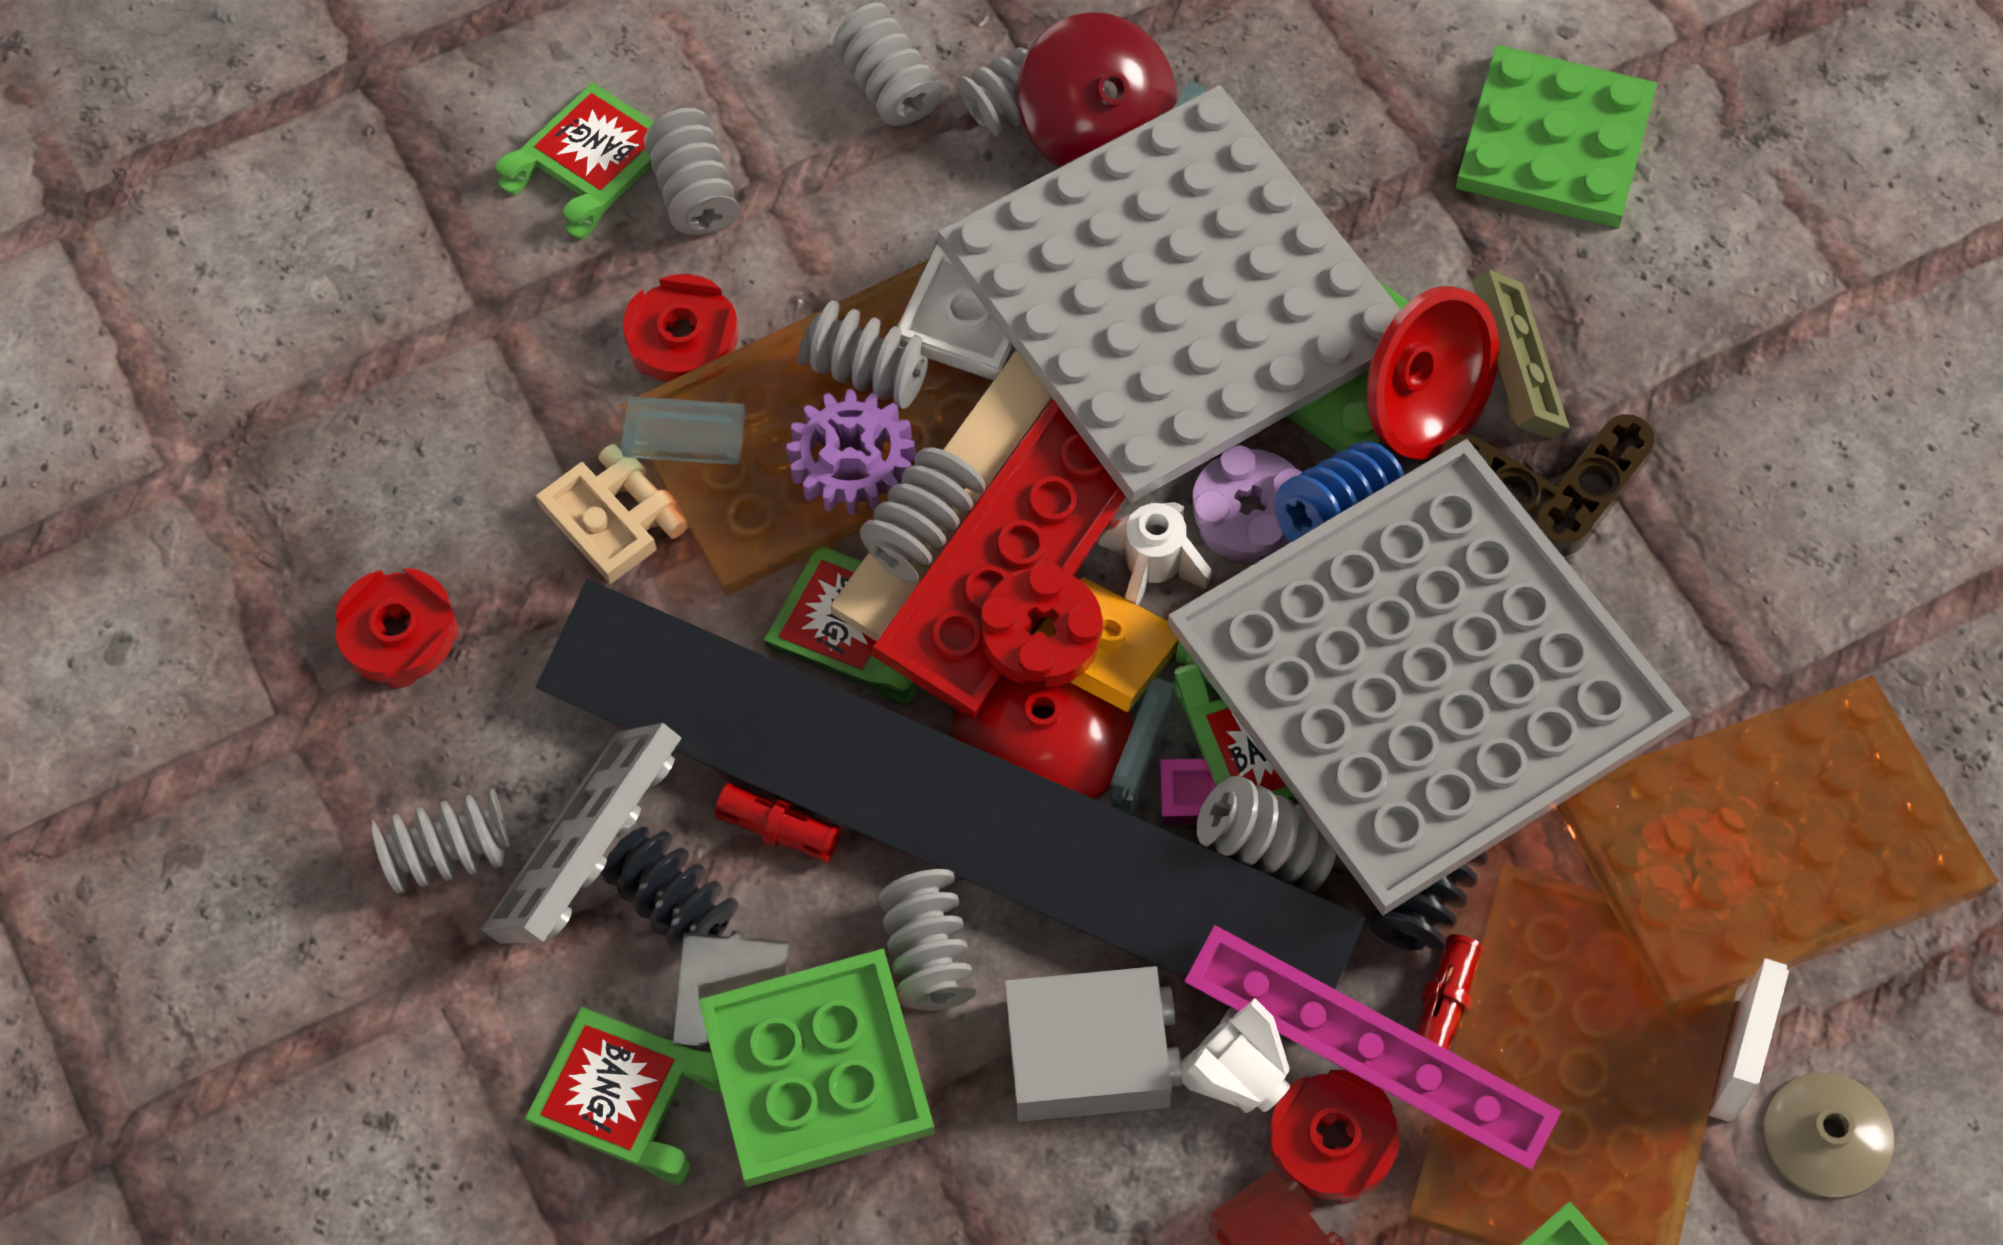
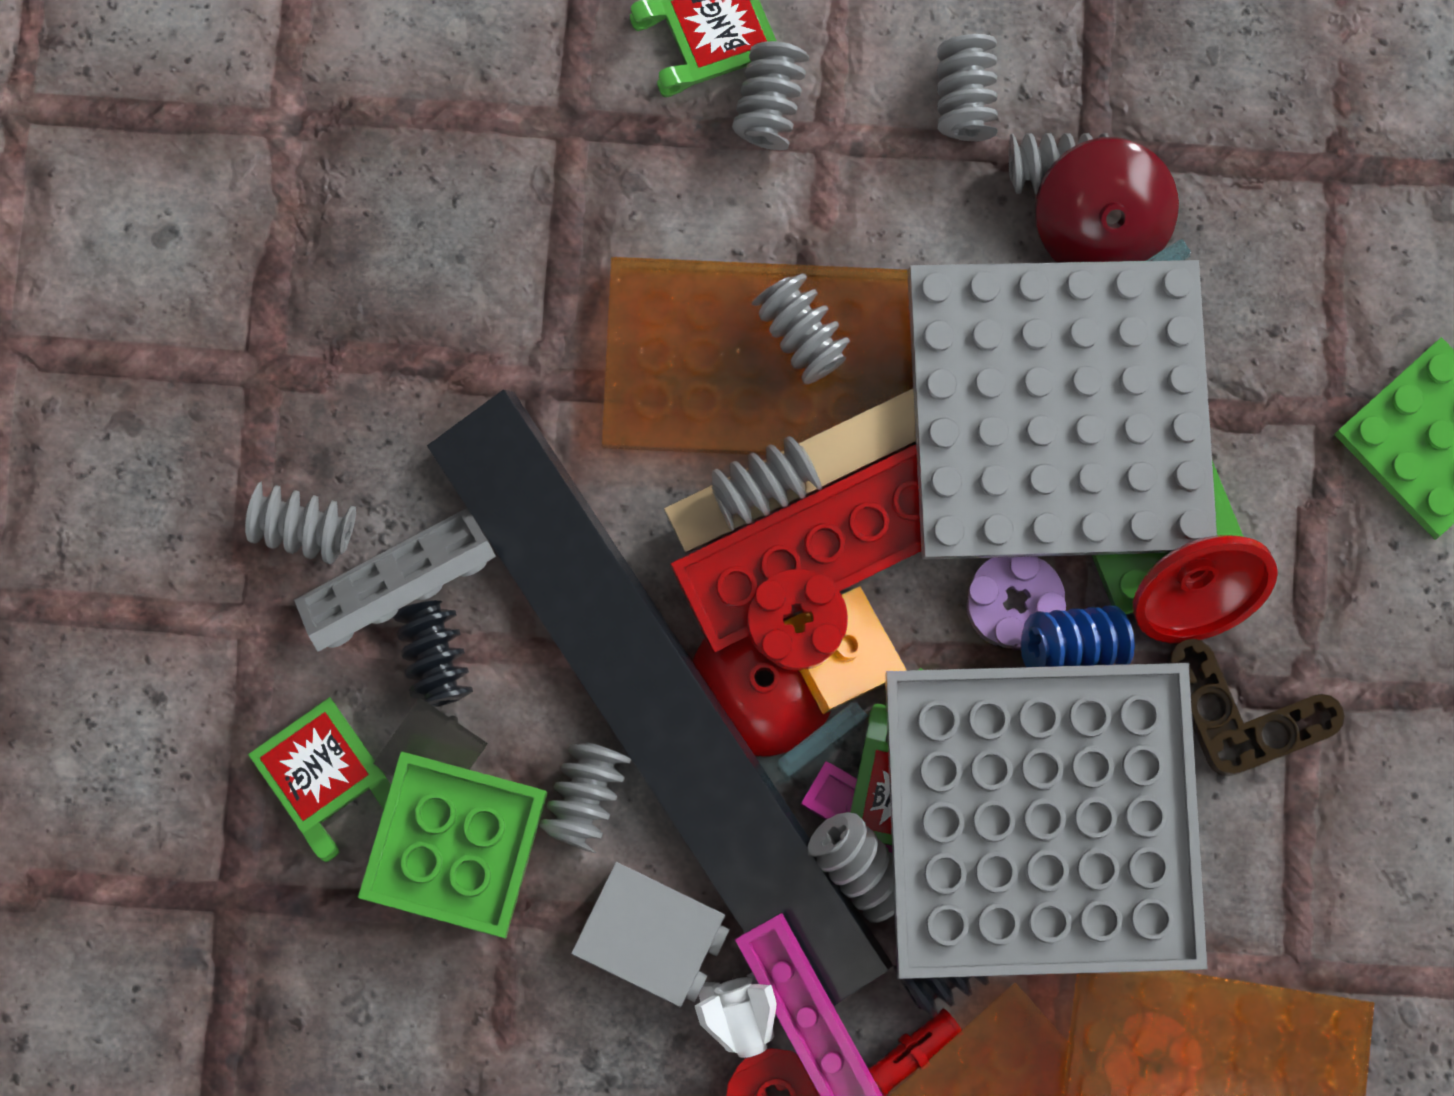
camera: 25 degrees right, 15 degrees up
(401, 657) = (334, 325): red plate -> none
(599, 524) = (544, 341): tan plate -> none
(677, 299) = (690, 192): red plate -> none
(683, 430) = (641, 306): clear light blue tile -> none
(778, 822) = (537, 643): red pin -> none
(818, 637) = (643, 512): flag -> none
(851, 451) = (729, 405): medium lavender gear -> none
(954, 322) = (882, 334): white tile -> none
(1155, 548) = (919, 609): white brick -> none
(1522, 358) = (1287, 607): olive plate -> none

